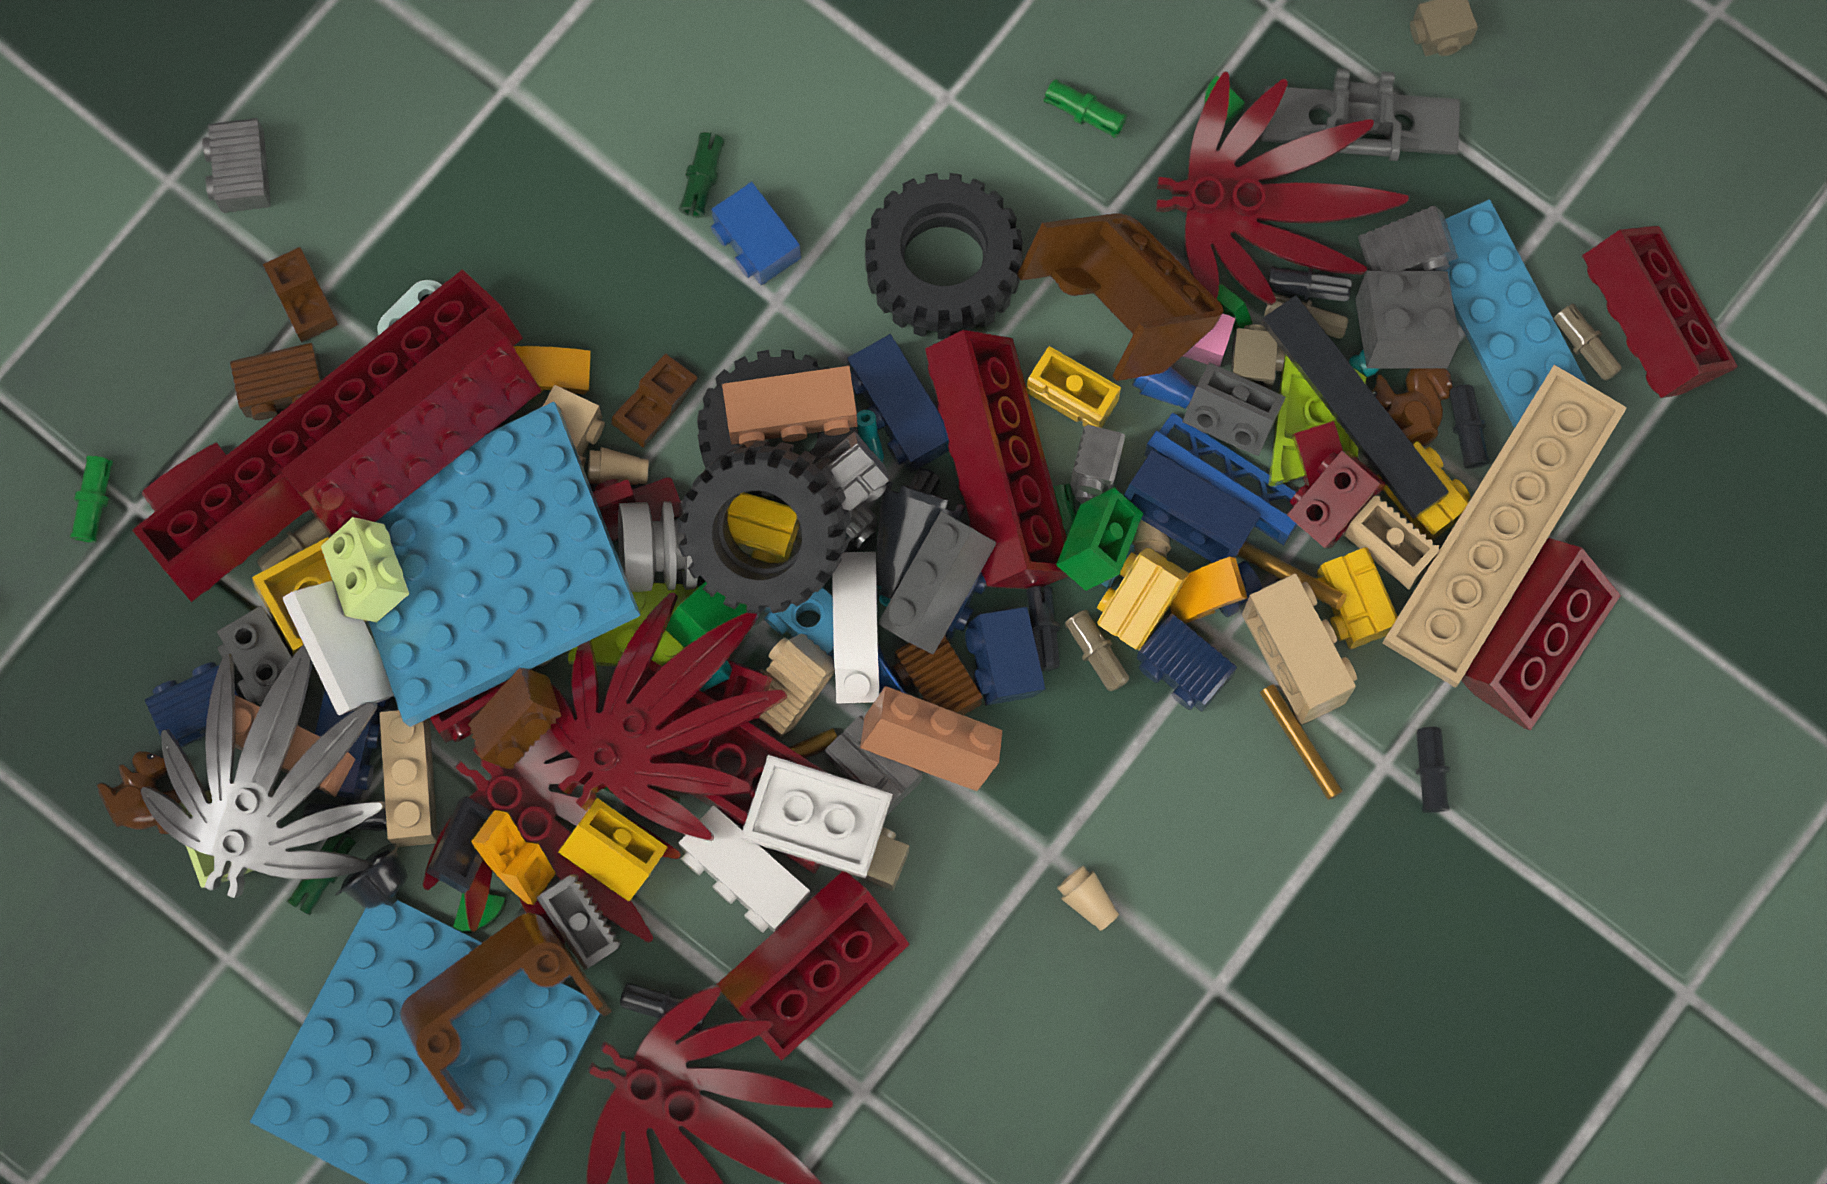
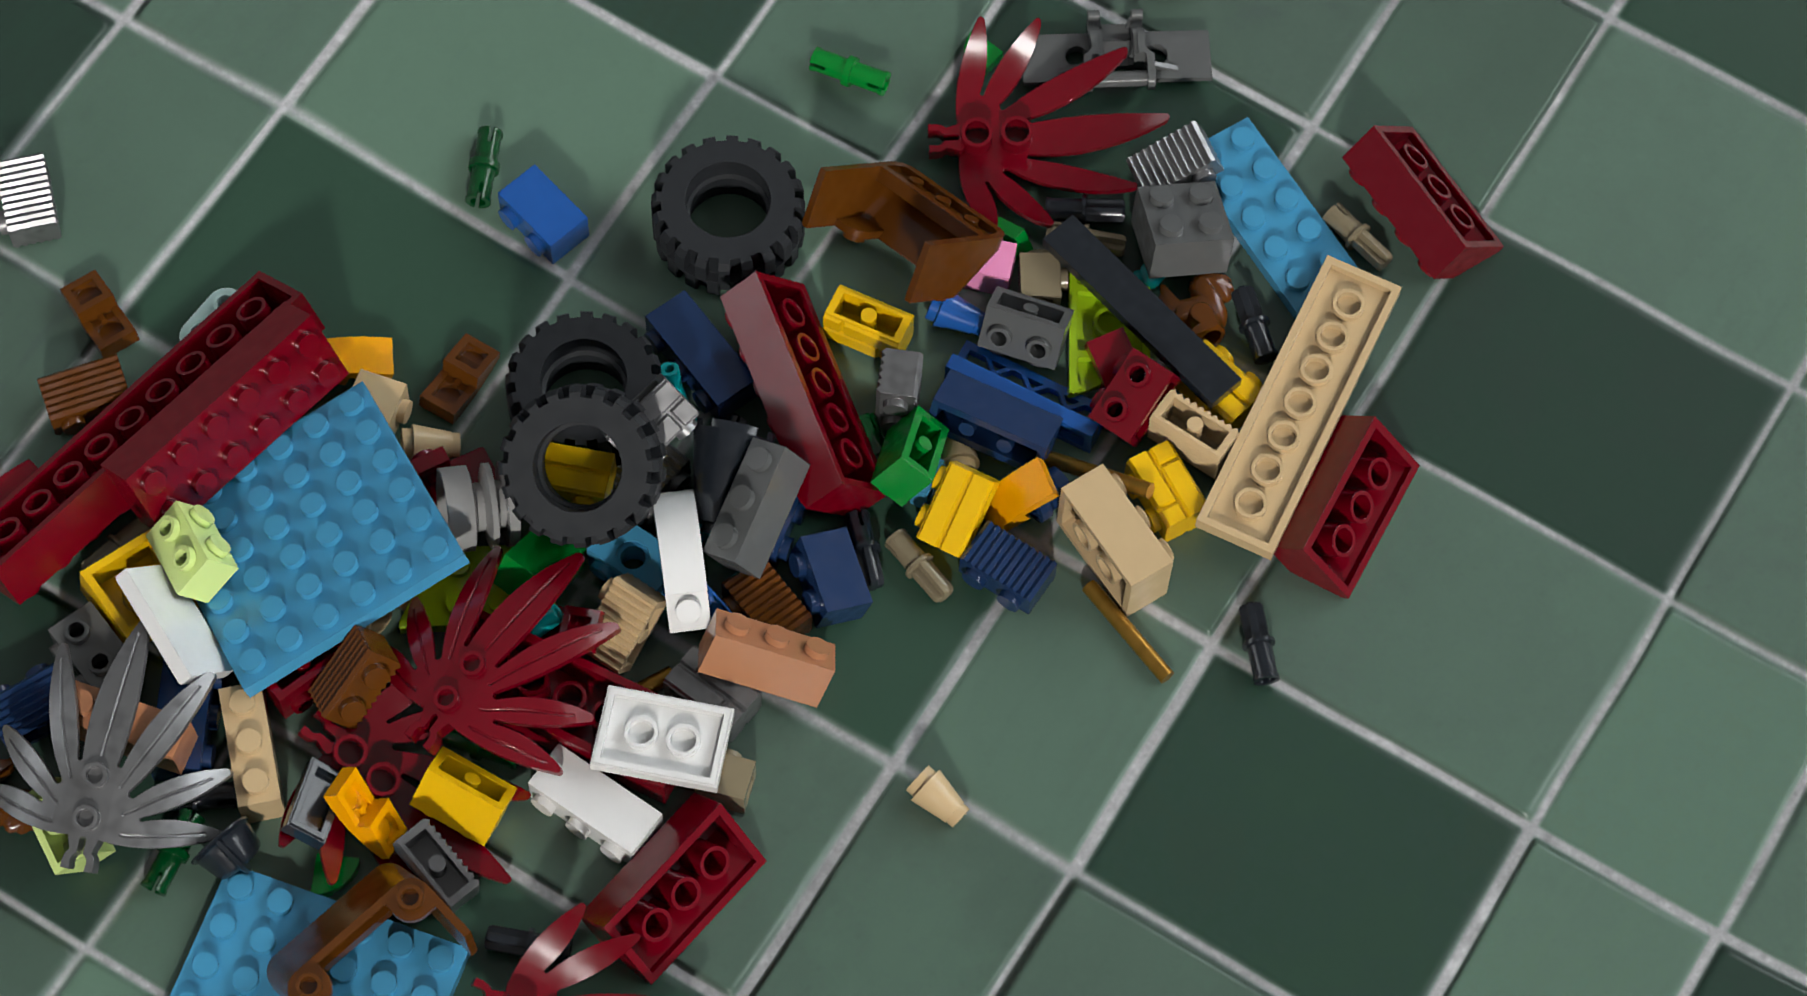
camera: 10 degrees left, 10 degrees down
(790, 406) = (597, 354): nougat brick -> none

